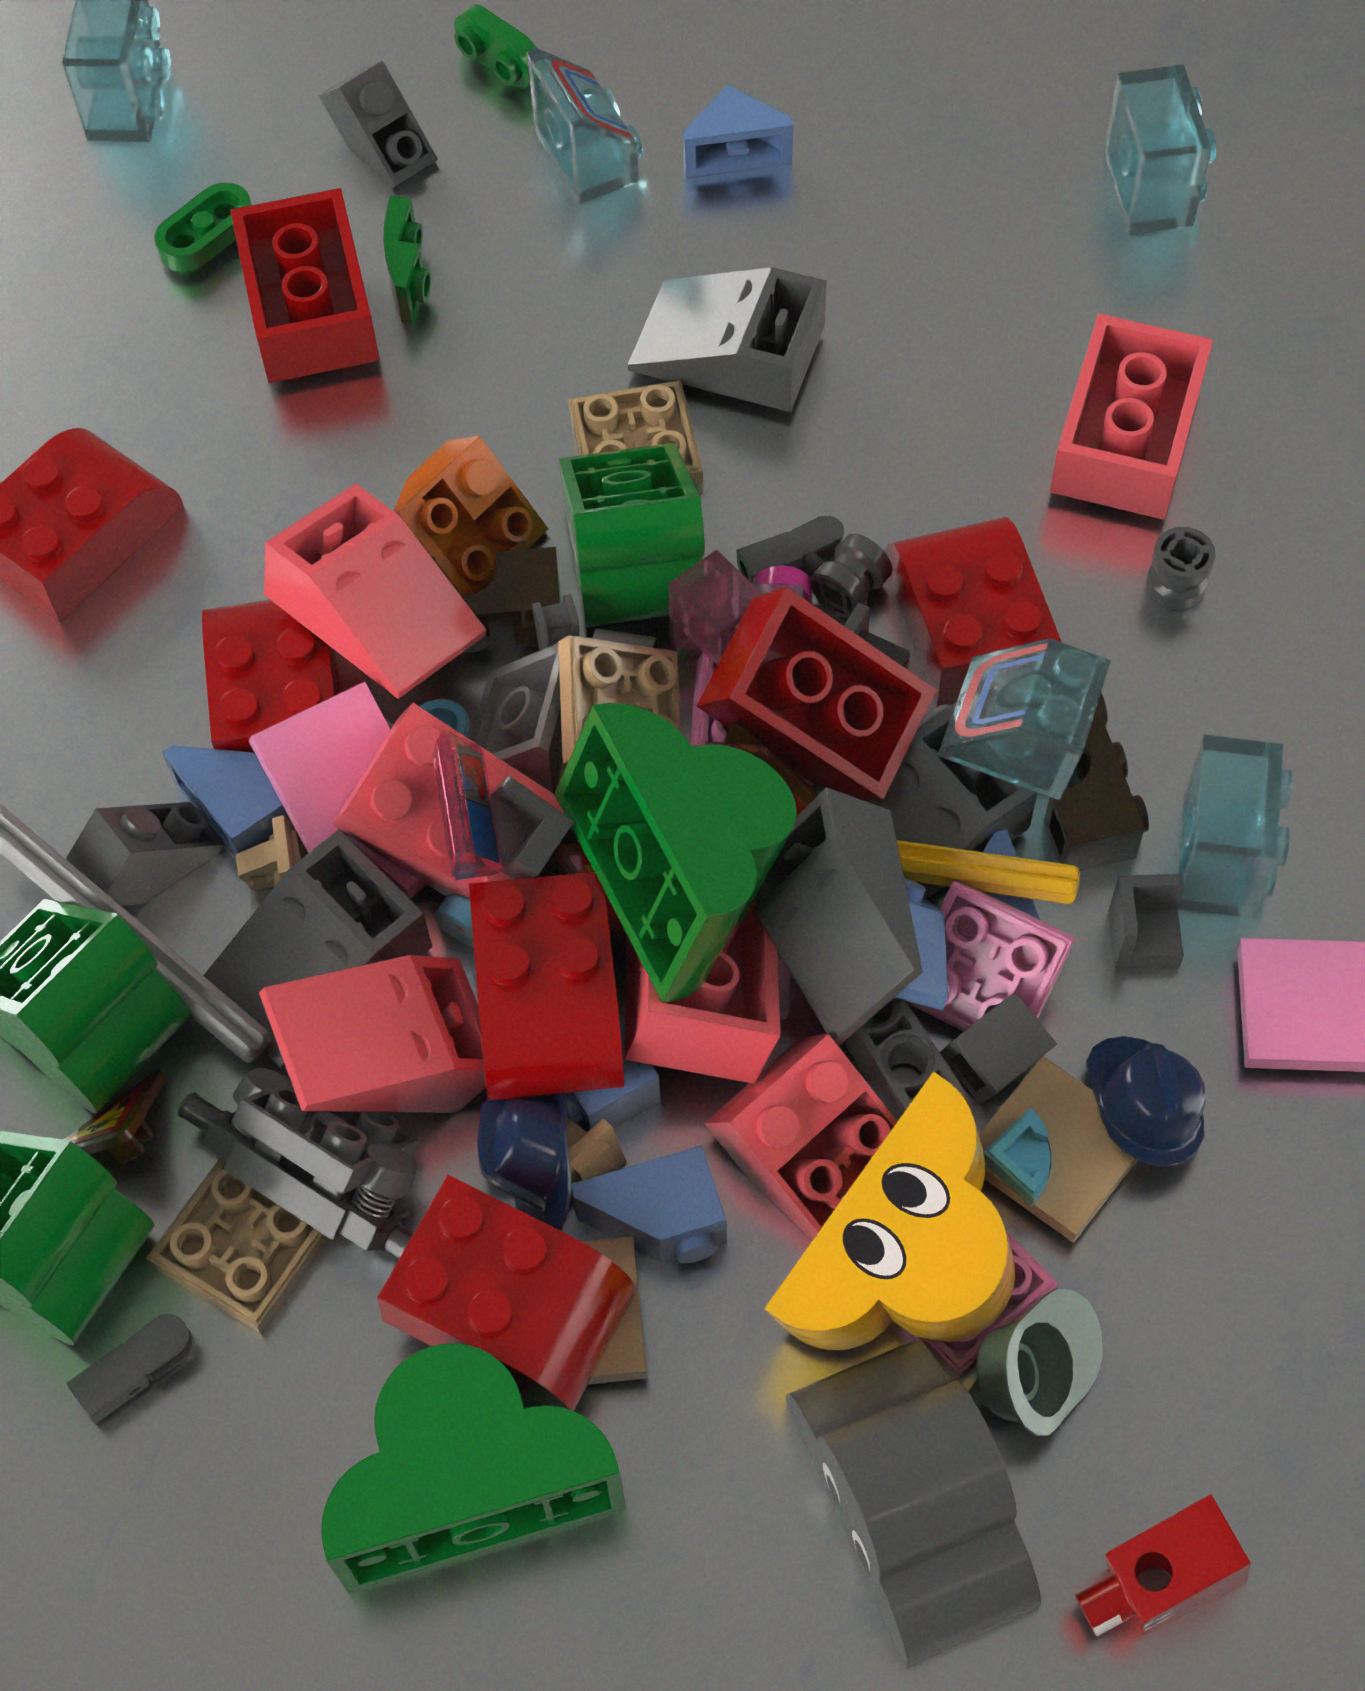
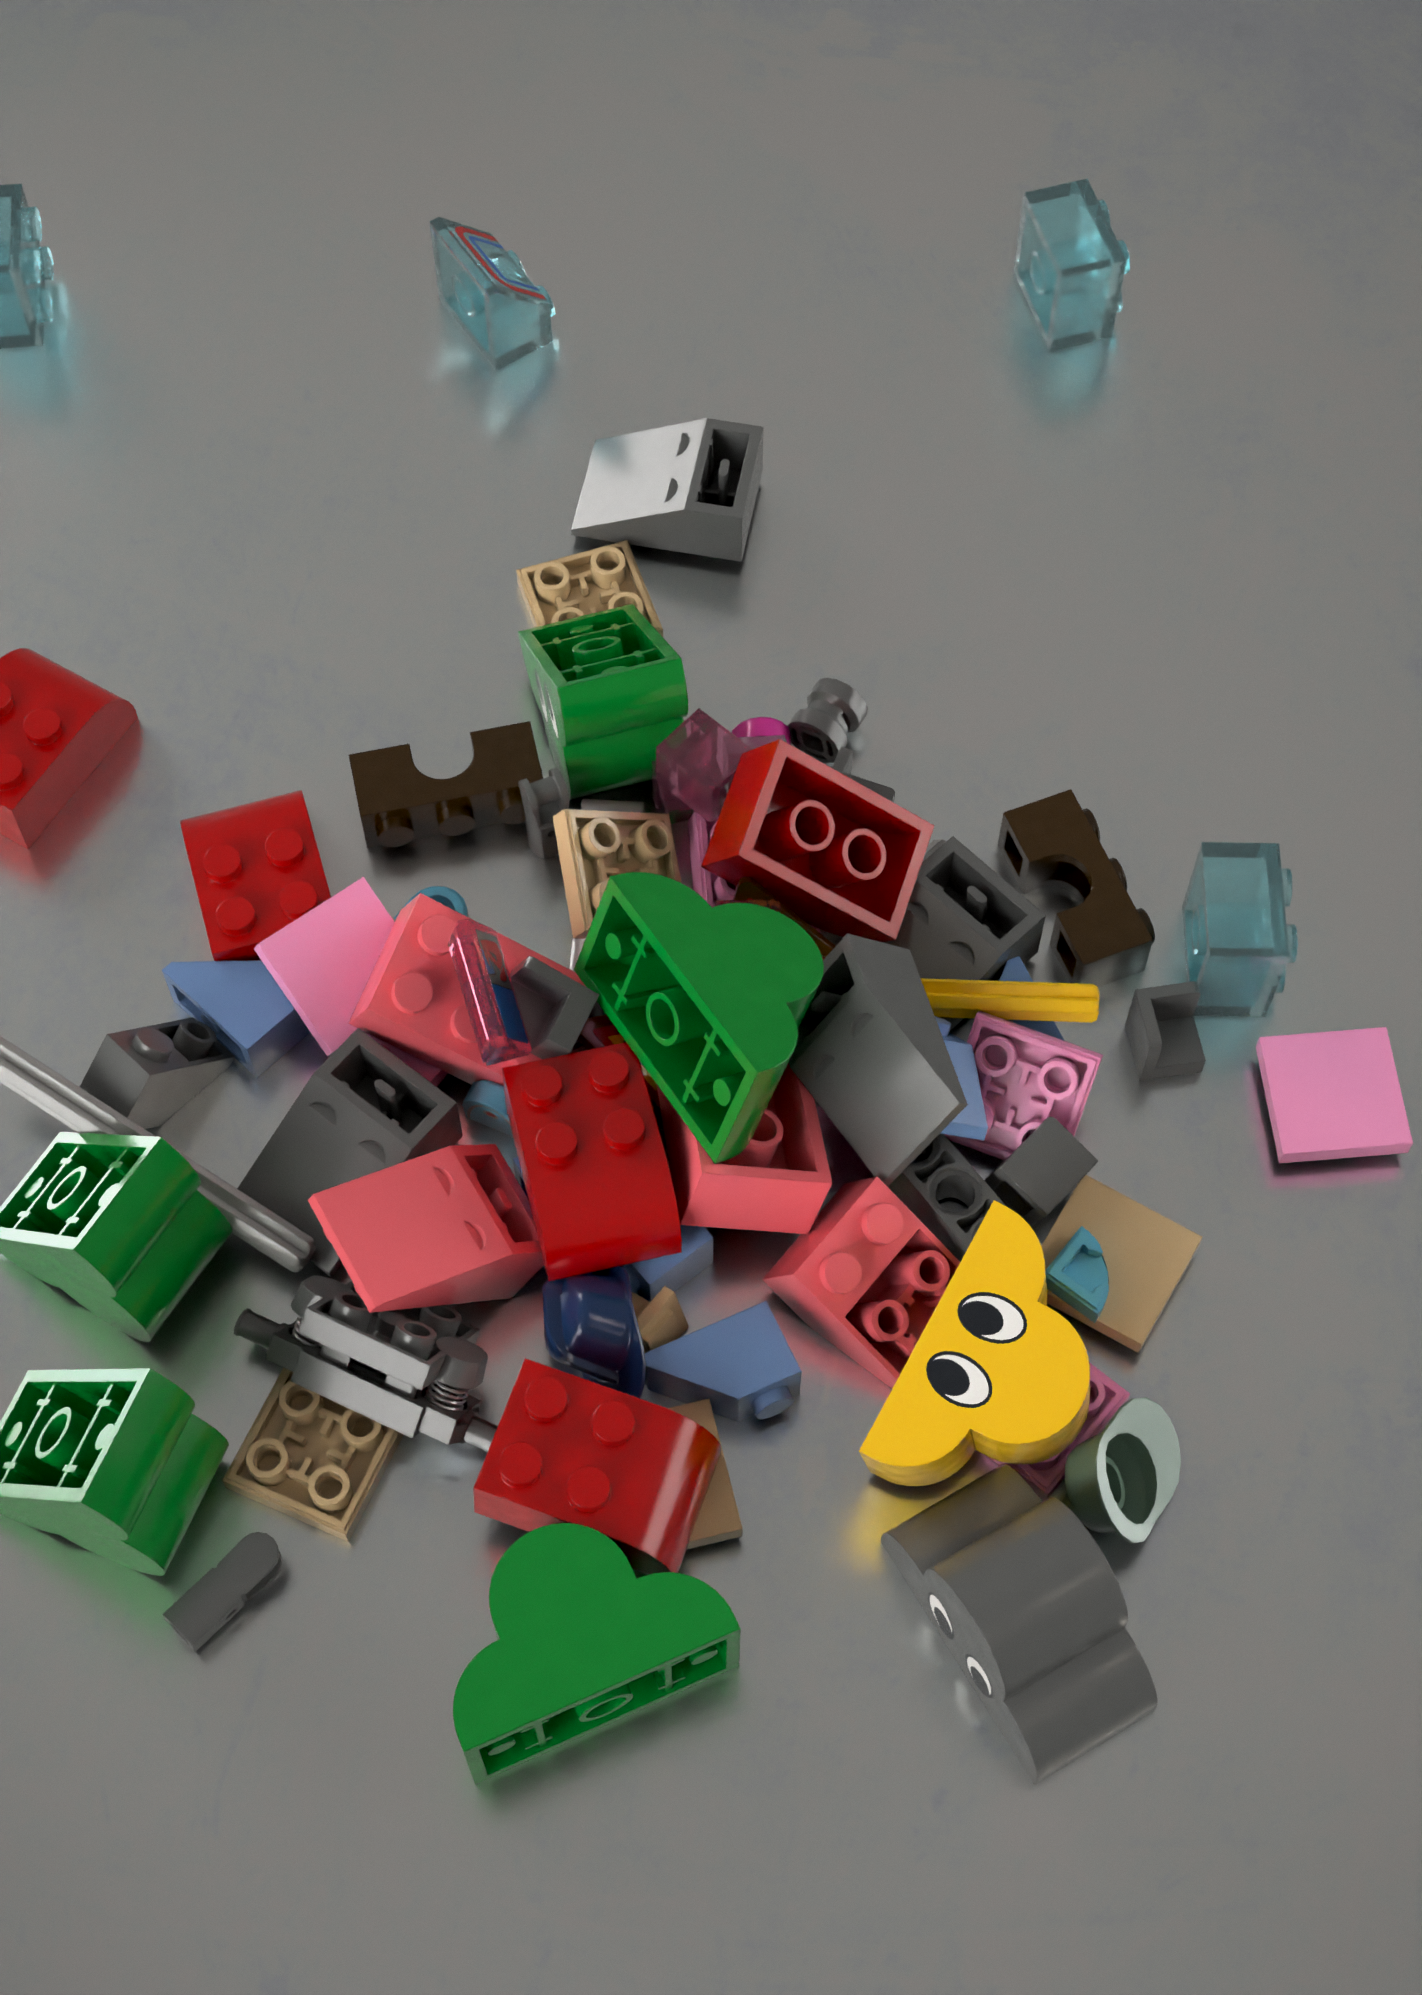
camera: 10 degrees left, 0 degrees up
(121, 1124) = (178, 1346): reddish brown piece -> none
(198, 229) = (109, 434): green plate -> none
(269, 861) = (291, 1066): tan brick -> none
(304, 285) = (232, 479): red brick -> none
(369, 591) = (353, 785): coral slope -> none
(379, 124) = (280, 306): dark grey slope -> none
(402, 249) = (333, 461): green slope -> none
(466, 511) = (433, 695): orange slope -> none
(495, 44) = (388, 215): green plate -> none
(523, 716) = (523, 890): light grey slope -> none
(736, 136) = (648, 287): medium blue slope -> none
(800, 548) = (774, 697): dark grey bar -> none
(967, 597) = (954, 741): red brick -> none
(1026, 714) = (1026, 840): clear light blue slope -> none
(1130, 416) = (1082, 534): coral brick -> none
(1148, 1099) = (1192, 1204): dark blue piece -> none
(1180, 568) = (1149, 680): dark grey wheel -> none
(1191, 1548) = (1299, 1634): red torso -> none

